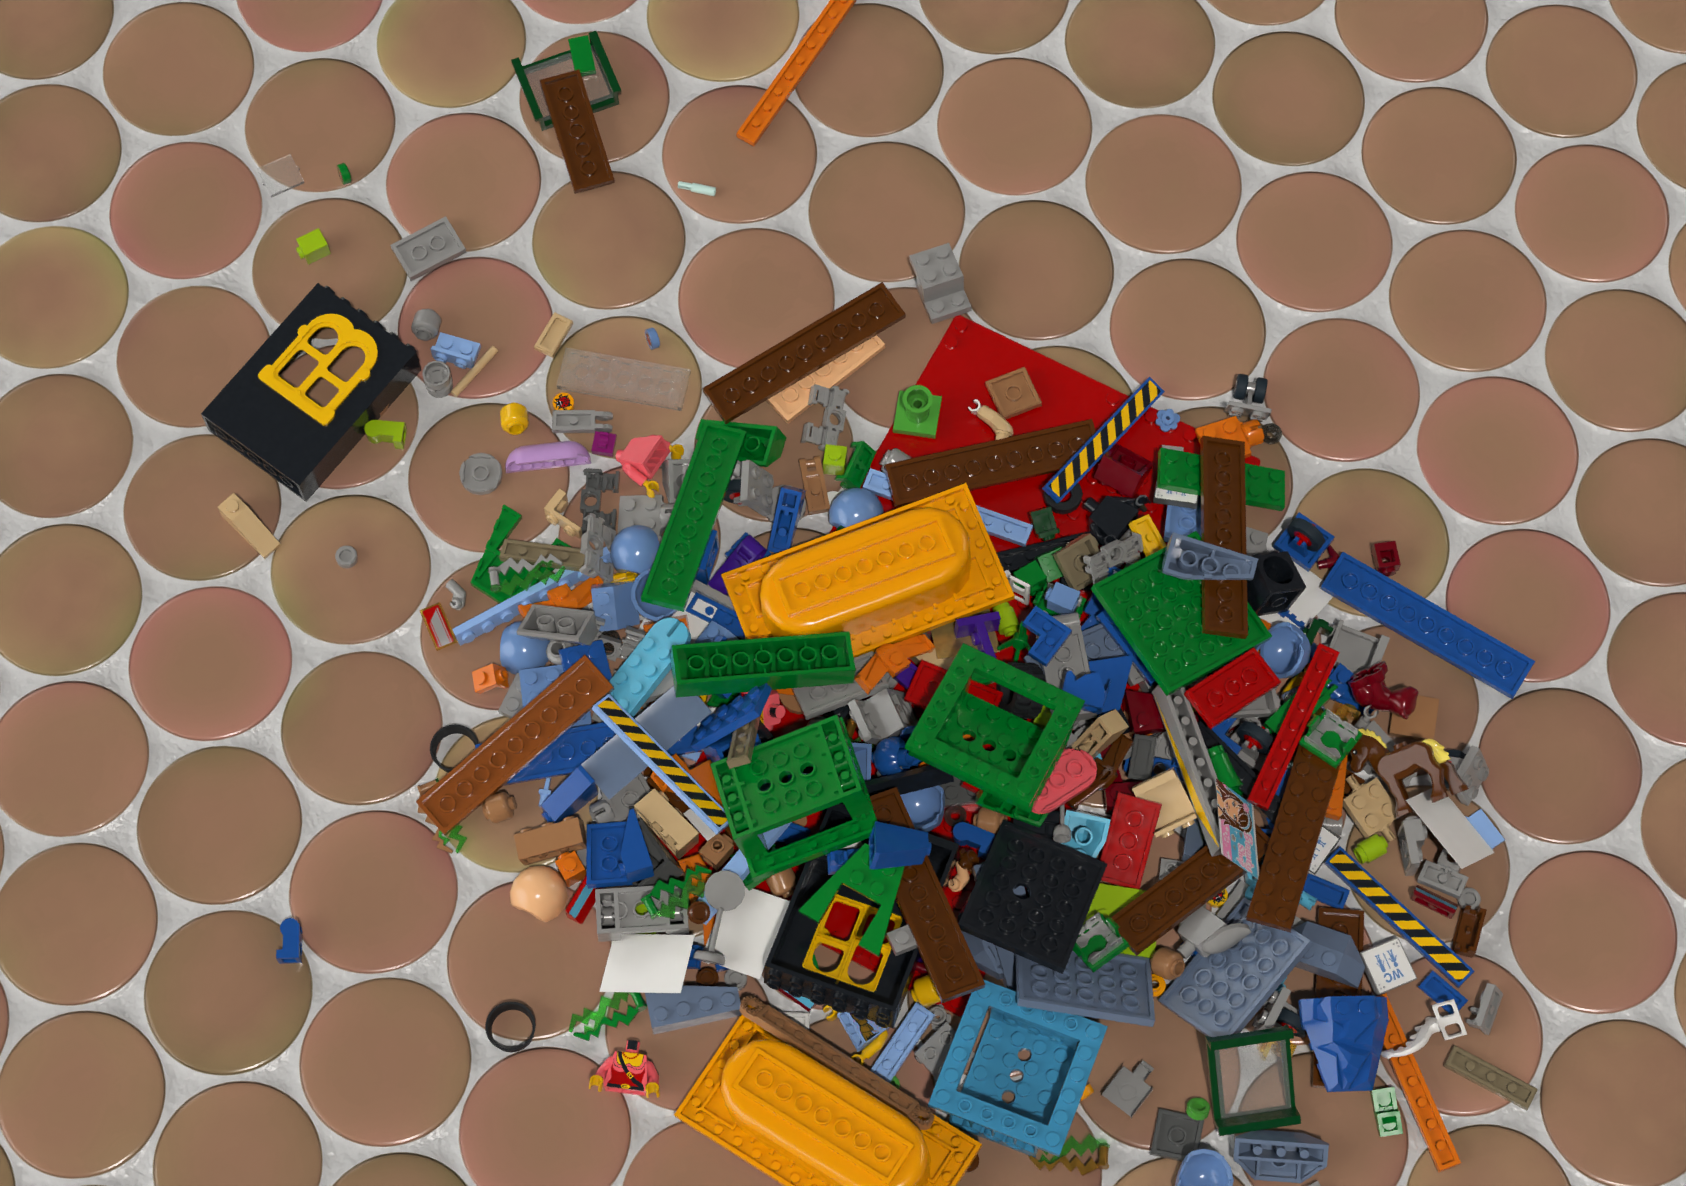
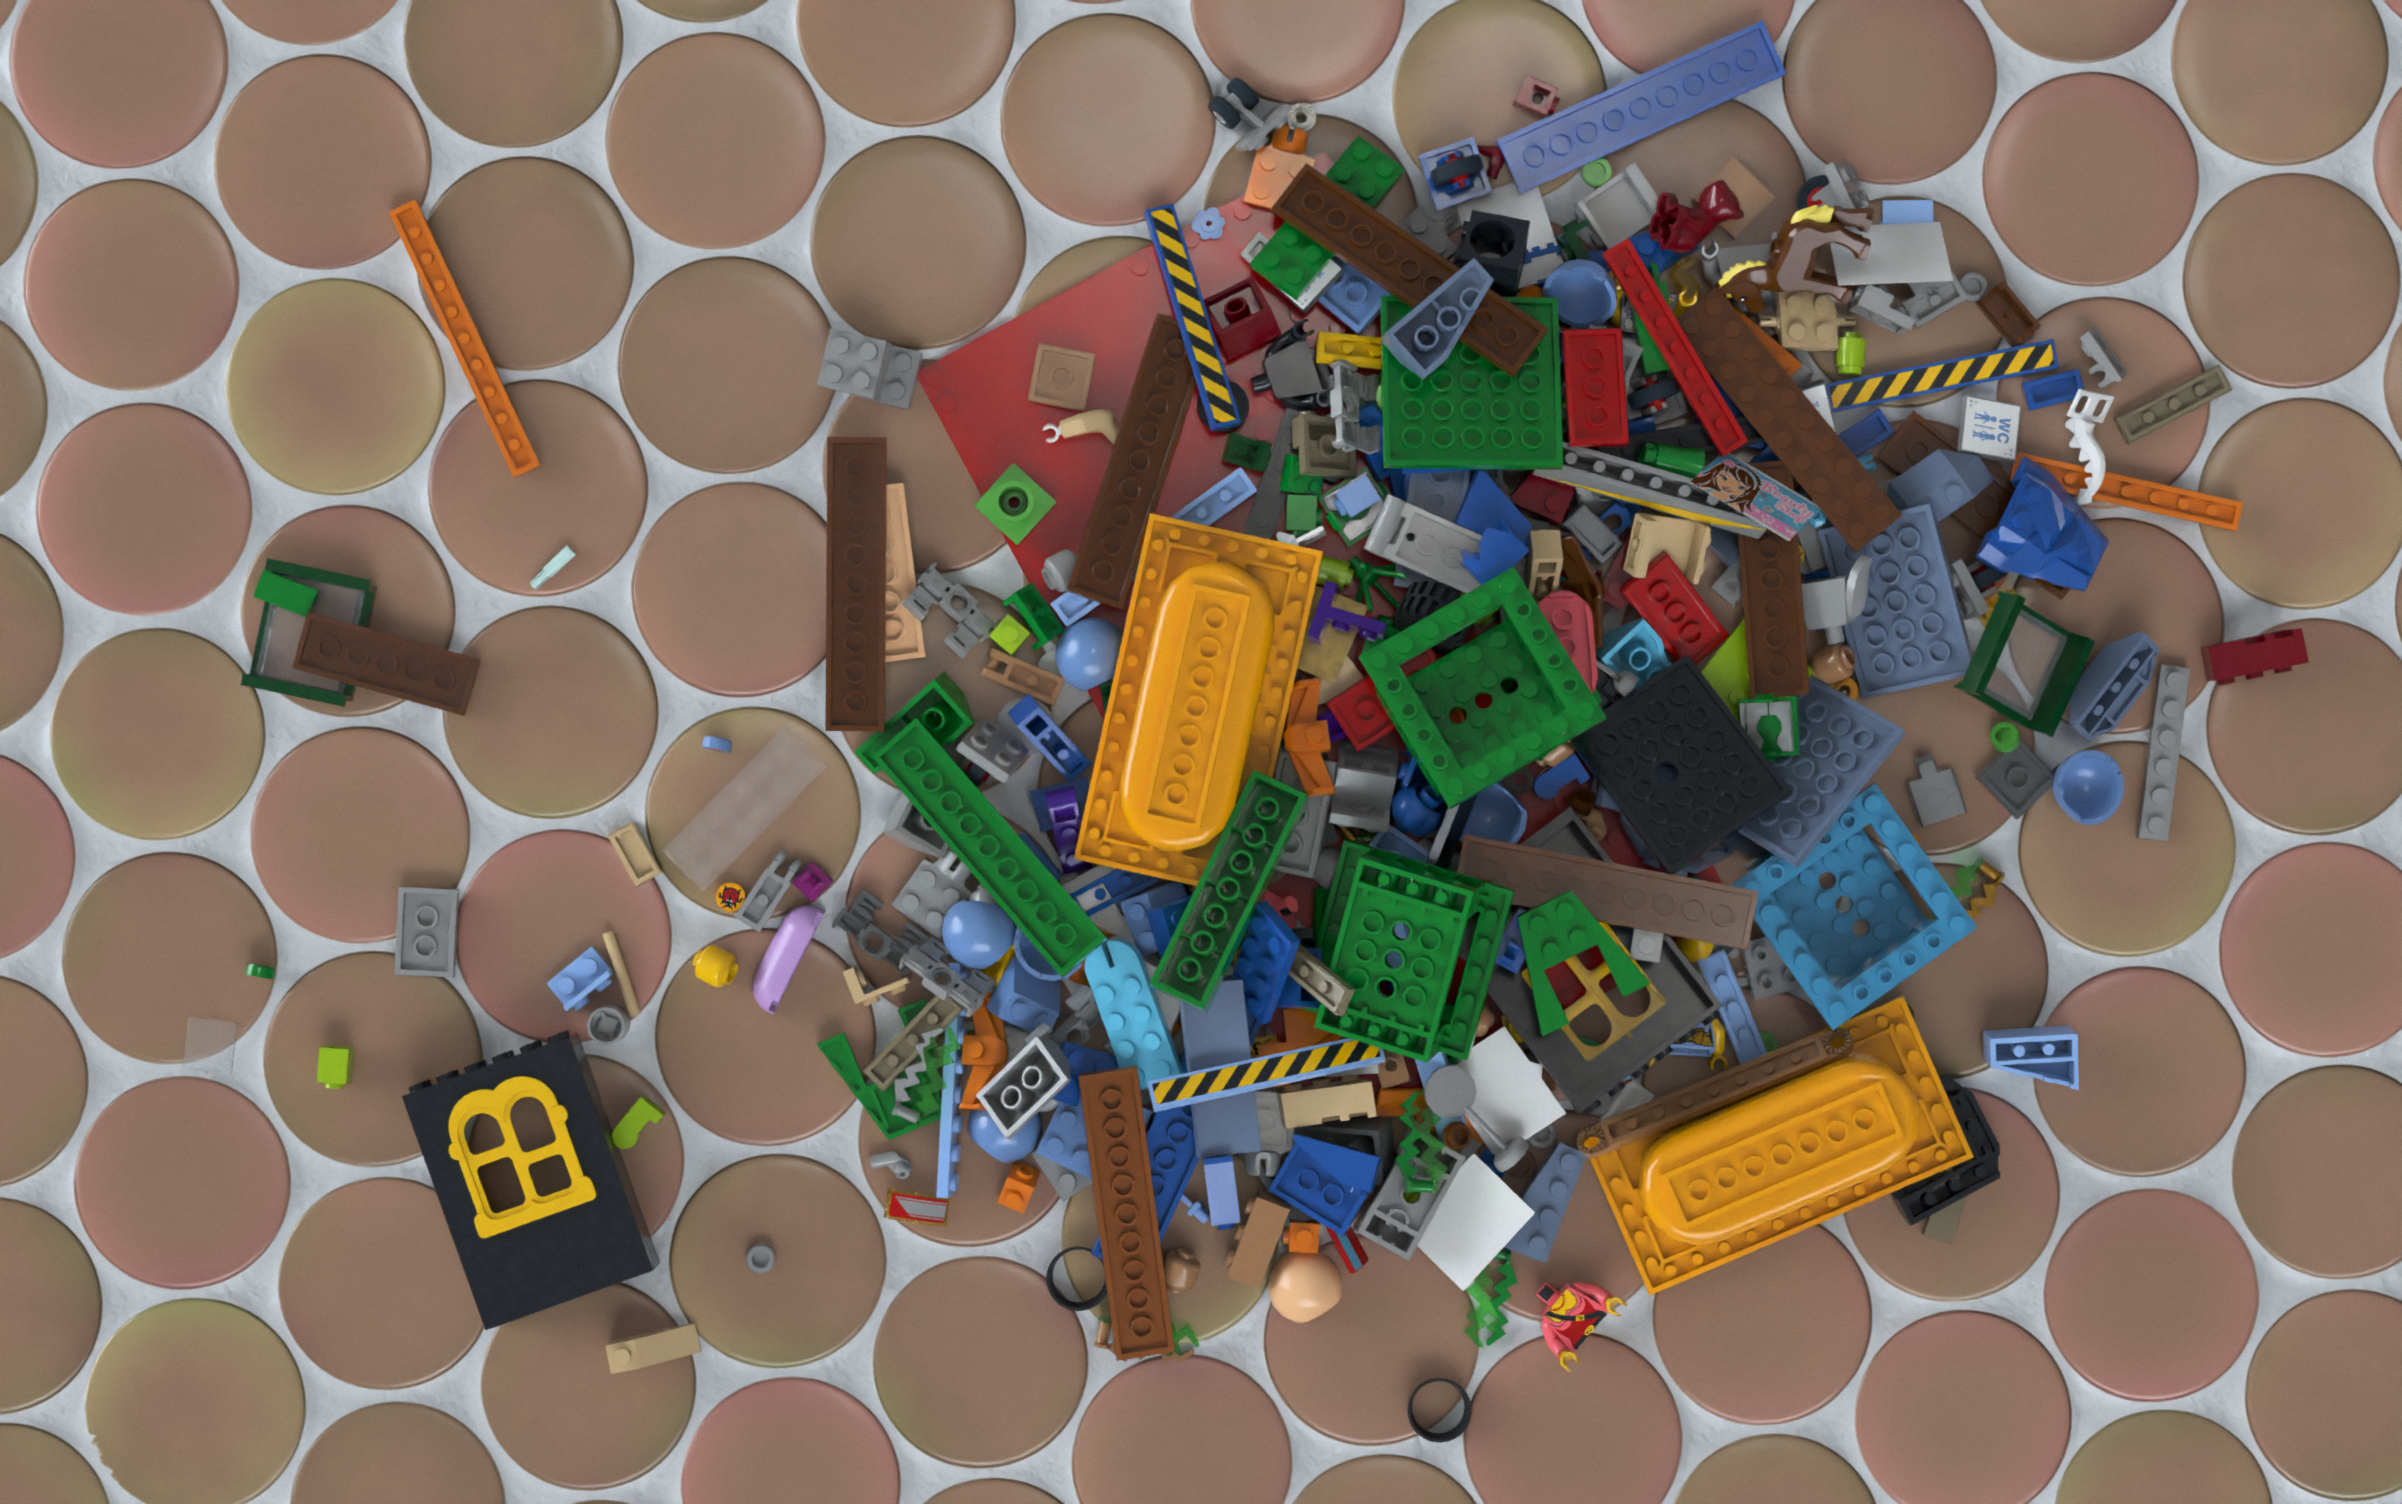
camera: 60 degrees left, 20 degrees up
(426, 324) = (526, 994): light grey head -> none
(481, 474) = (757, 1044): light grey tile -> none
(644, 457) = (866, 850): coral torso -> none
(896, 846) = (1547, 887): blue slope -> none
(1051, 635) = (1400, 544): blue plate -> none
(1330, 738) = (1717, 317): piece -> none
(1368, 625) = (1596, 172): none -> bright green tile
(1386, 1111) = (2137, 539): slope -> none
(1434, 902) = (1950, 324): dark red slope -> none

